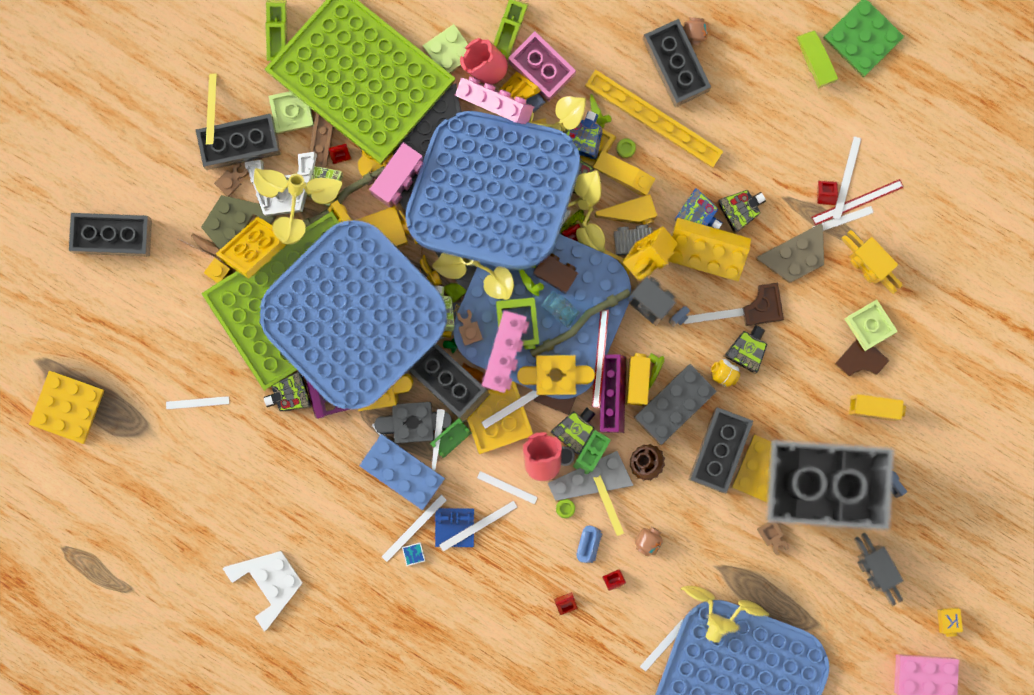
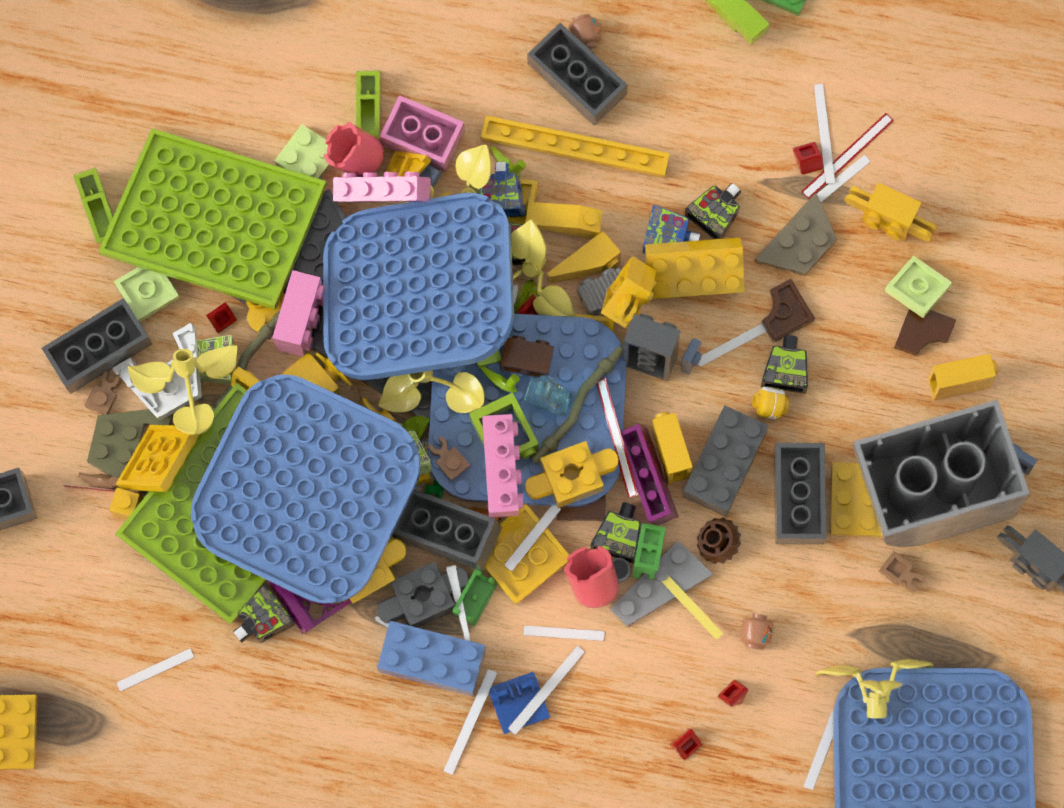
camera: 15 degrees left, 10 degrees down
(211, 109) = (51, 319): light yellow sticker -> none
(321, 140) = (194, 308): medium nougat plate -> none
(413, 554) = (481, 752): tile -> none
(565, 508) = (642, 631): lime tile -> none
(588, 544) = (687, 663): medium blue piece -> none
(626, 148) = (555, 191): lime tile -> none
(656, 369) = (688, 422): lime bar -> none

